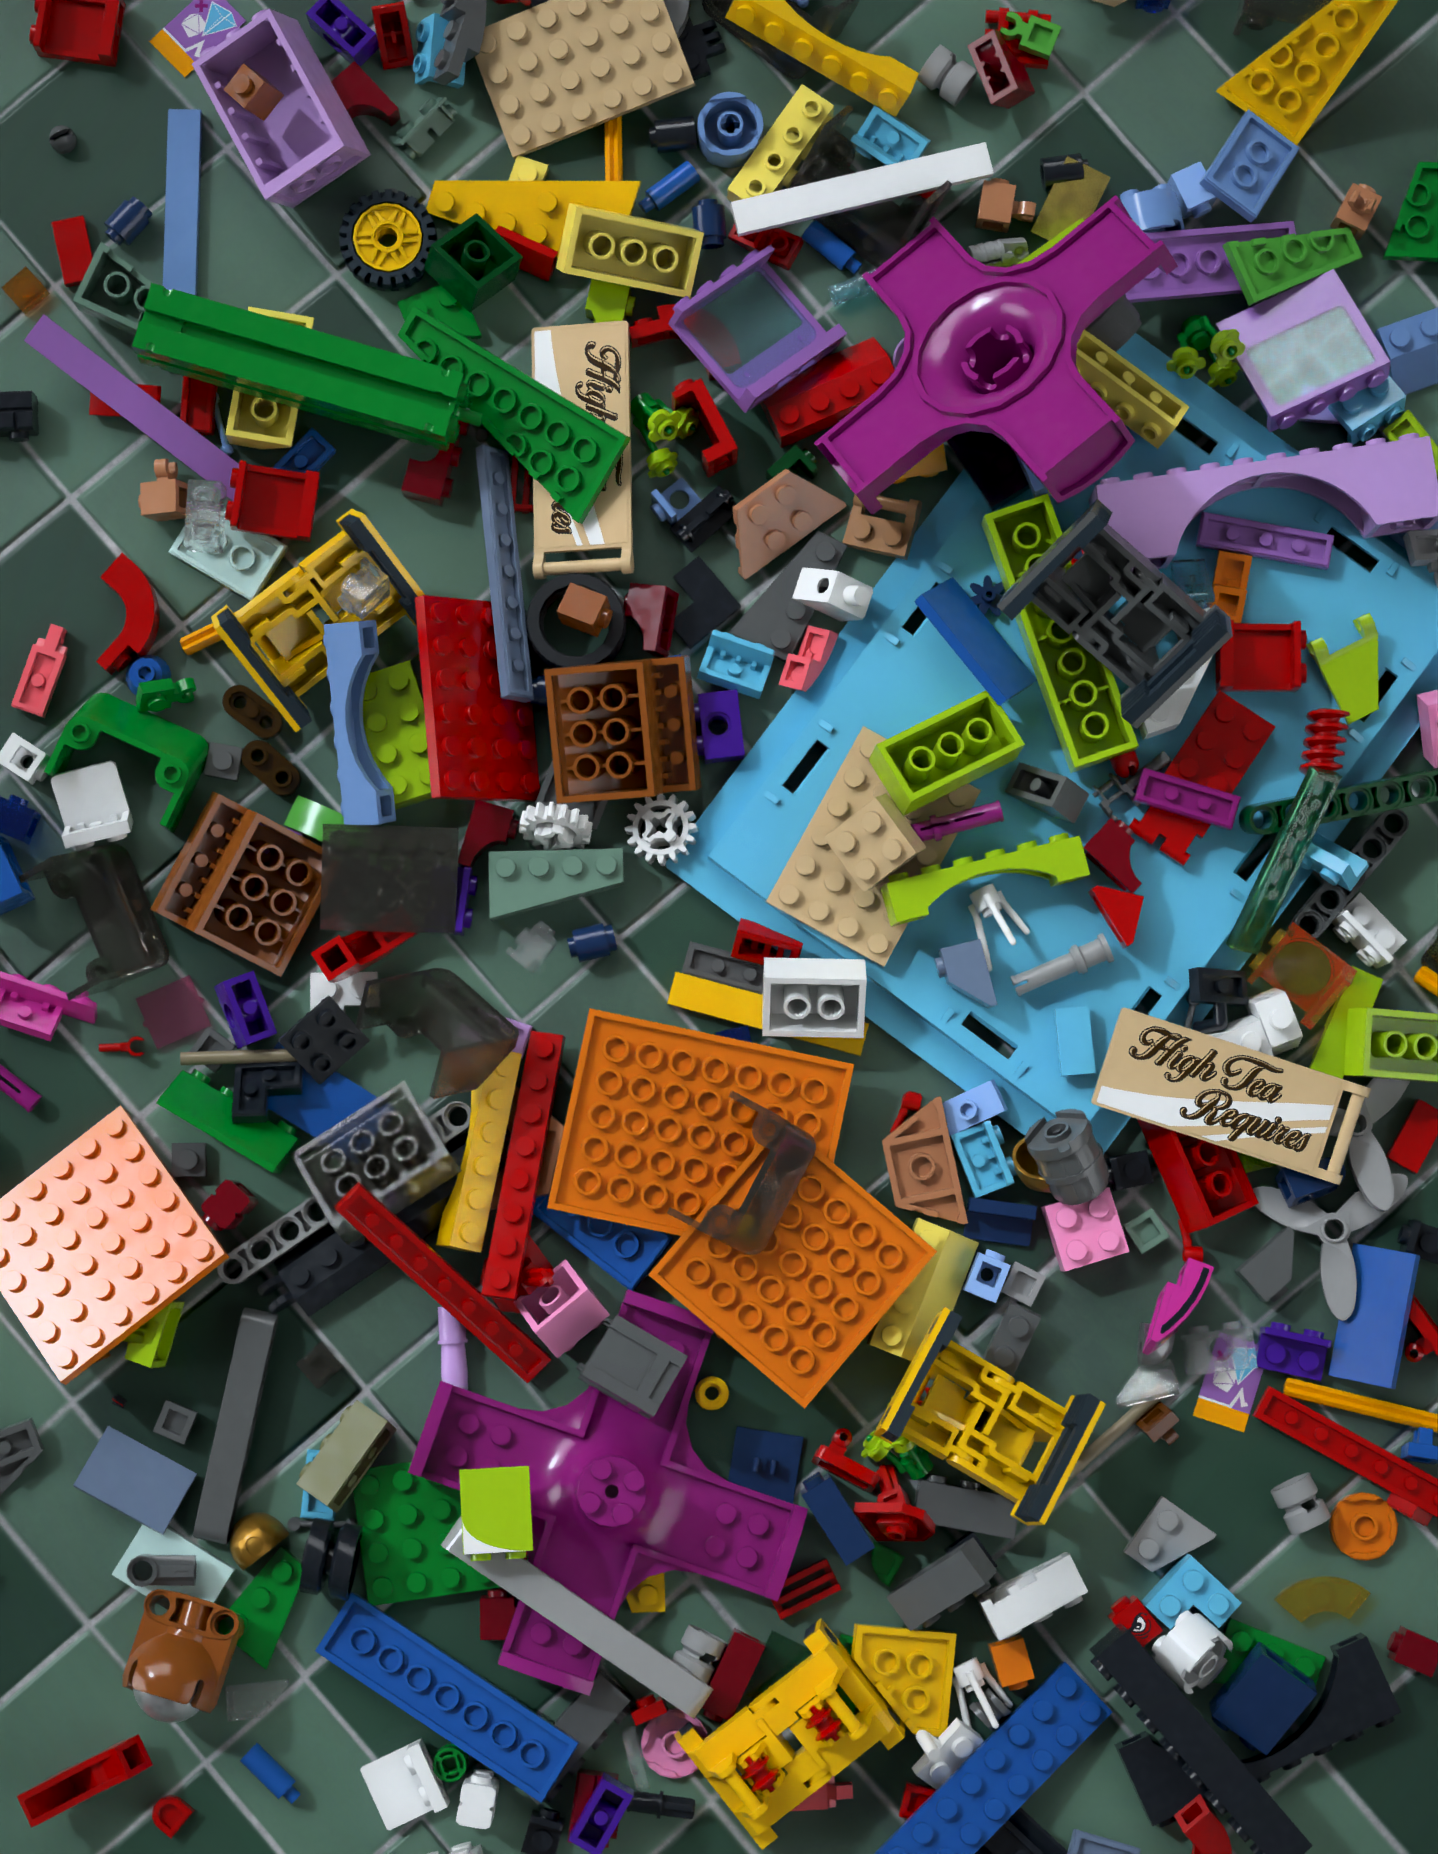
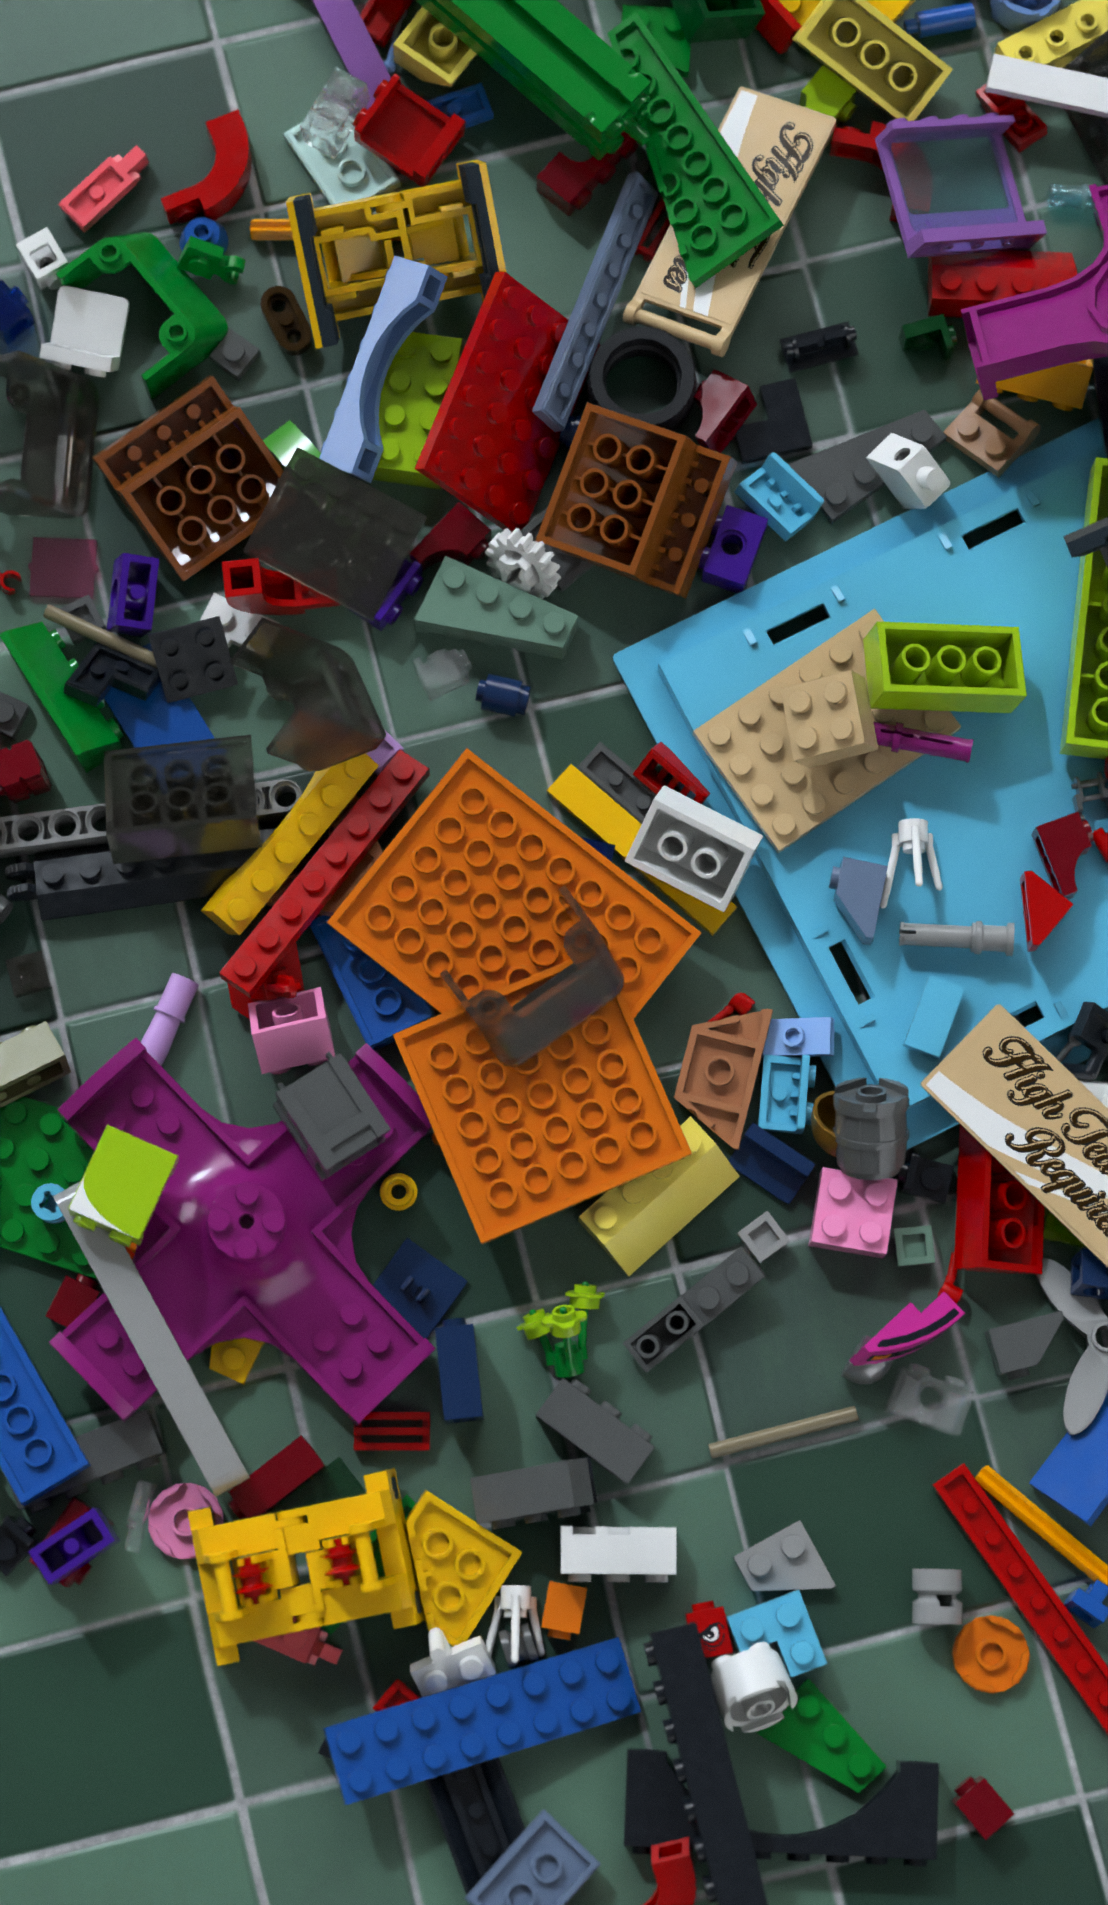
camera: 30 degrees right, 5 degrees down
(165, 497) = (304, 78): nougat brick -> none
(271, 767) = (277, 380): dark brown plate -> none
(364, 590) = (451, 244): clear brick -> none
(430, 1553) = (50, 1212): none -> medium azure wheel
(442, 1282) = (187, 944): red plate -> none
(584, 610) = (655, 367): dark orange brick -> none
(648, 1708) = (176, 1471): red plate -> none
(652, 838) = (629, 603): white gear -> none
(661, 502) = (783, 314): medium blue bracket -> none
(662, 1805) = (140, 1574): black axle -> none
(663, 424) = (820, 229): lime plant -> none
(700, 1652) = (256, 1440): light grey wheel -> none
(710, 219) = (967, 68): dark blue brick -> none
(724, 449) = (864, 288): red panel -> none
(778, 518) = (892, 377): nougat wing -> none
(803, 669) = (846, 532): coral slope -> none
(831, 247) = (1072, 148): blue cylinder -> none
(834, 1461) = (486, 1319): red piece -> none
(885, 1562) = (487, 1446): green tile -> none
(893, 1515) = (517, 1398): red piece -> none
(975, 641) = (1027, 577): blue tile -> none
(984, 601) = (1055, 546): dark blue plant -> none
(989, 1289) = (715, 1214): light blue brick -> none
(1014, 1422) = (690, 1365): yellow container -> none
(1047, 792) = (1027, 759): dark grey slope -> none
(1056, 861) = (1001, 829): lime arch -> none
(1149, 1384) = (842, 1400): clear tile -> none
(1158, 1424) = (832, 1444): reddish brown tile -> none
(1228, 1395) = (920, 1453): sticker -> none
(1262, 1699) = (800, 1774): dark blue brick -> none
(1292, 1352) = (1003, 1440): dark purple bracket -> none
(1320, 1595) = (914, 1702): clear yellow tile -> none
(1409, 1509) = (1046, 1659): red tile -> none

